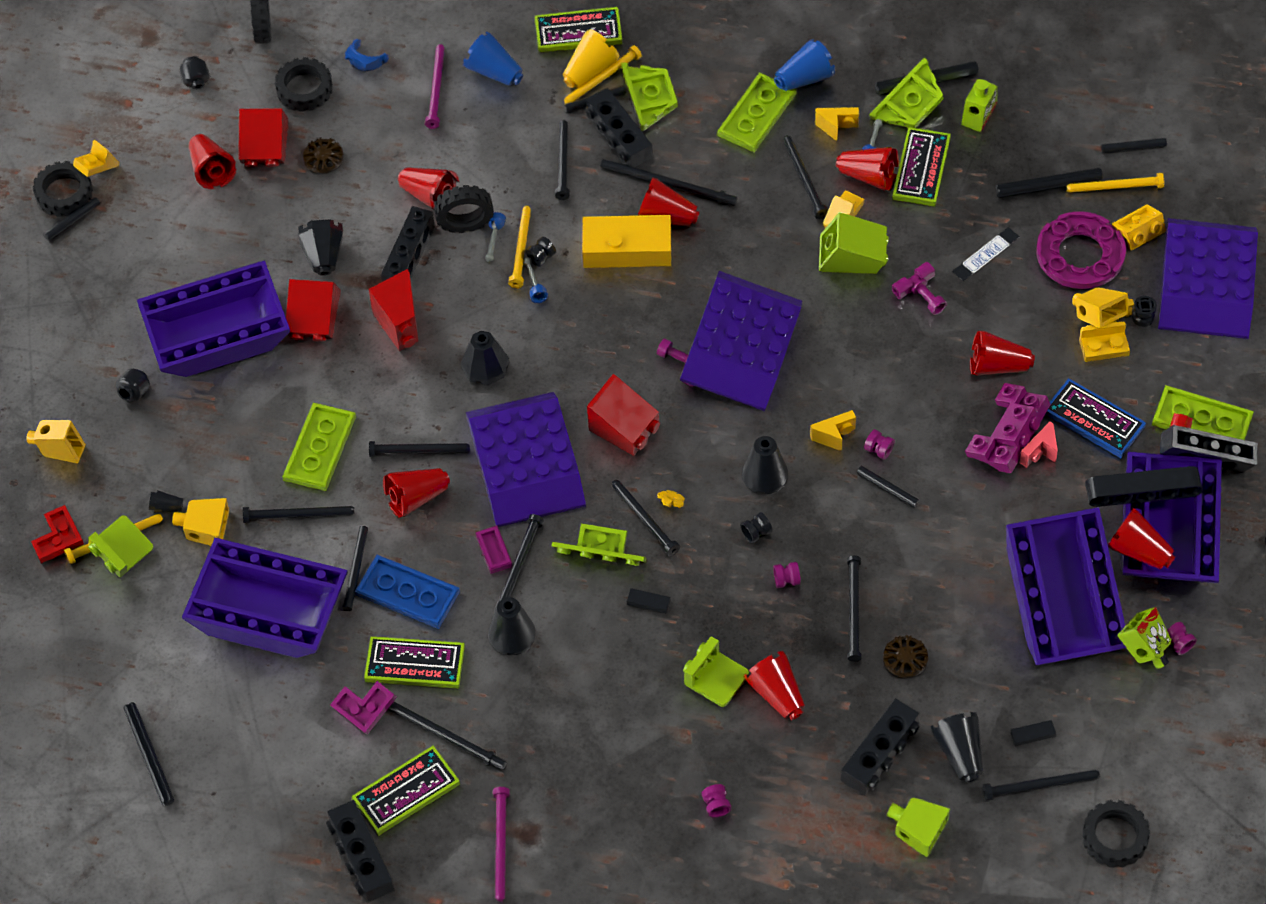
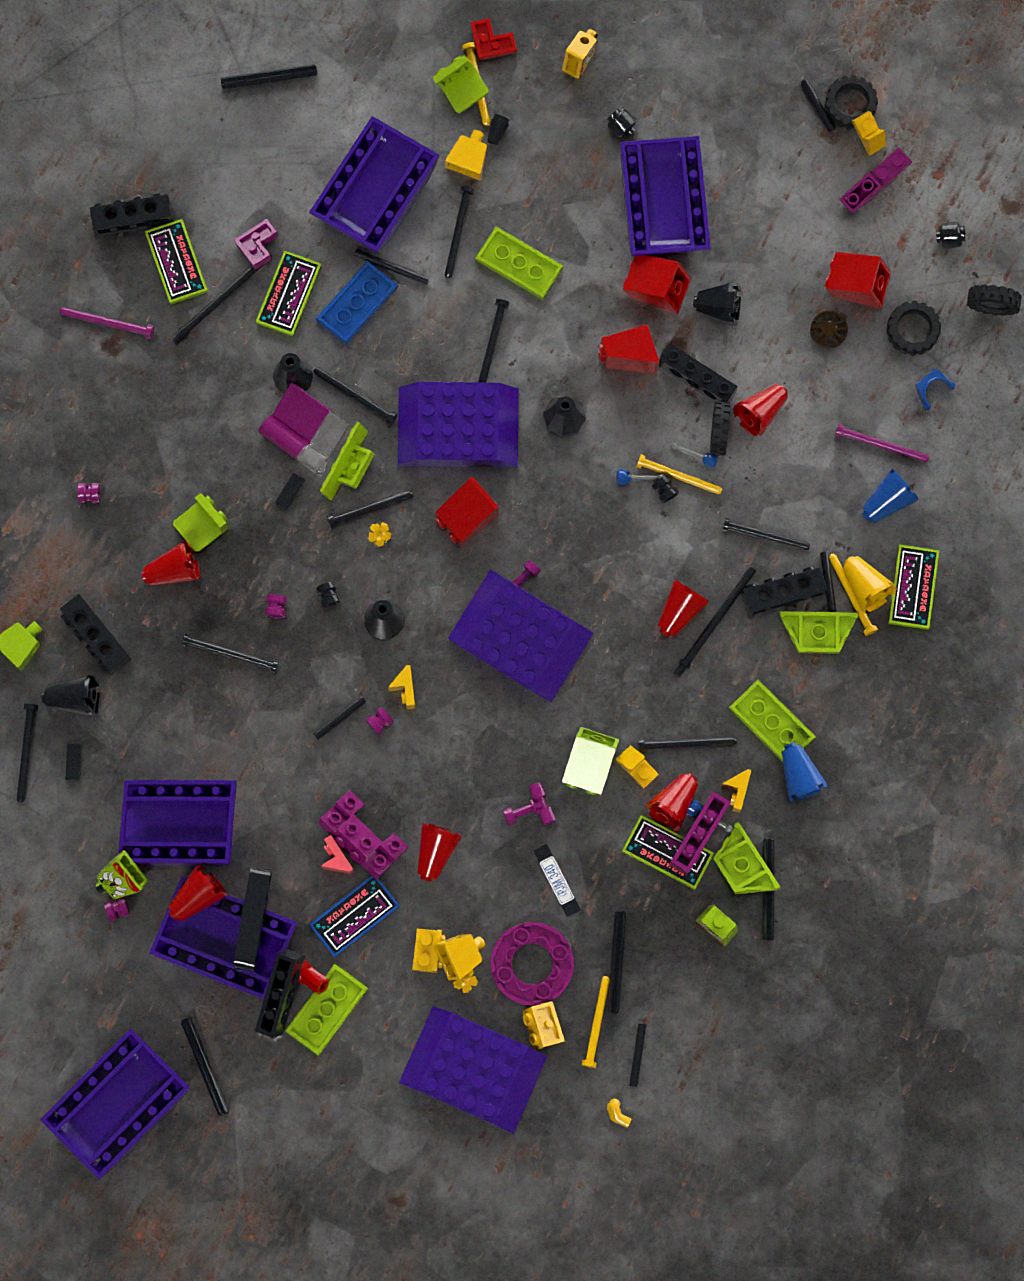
camera: 100 degrees right, 20 degrees up
(148, 147) = (876, 181): none -> magenta slope
(211, 162) = (843, 227): red cone -> none
(413, 488) = (447, 326): red cone -> none
(493, 549) = (376, 380): magenta tile -> none
(574, 596) = (304, 429): none -> magenta door
(626, 241) = (653, 565): yellow brick -> none
(896, 132) = (699, 833): none -> magenta brick
(905, 656) = (173, 681): dark brown wheel -> none
(1144, 311) = (446, 998): black wheel -> none
(1199, 148) = (615, 1115): none -> yellow arm

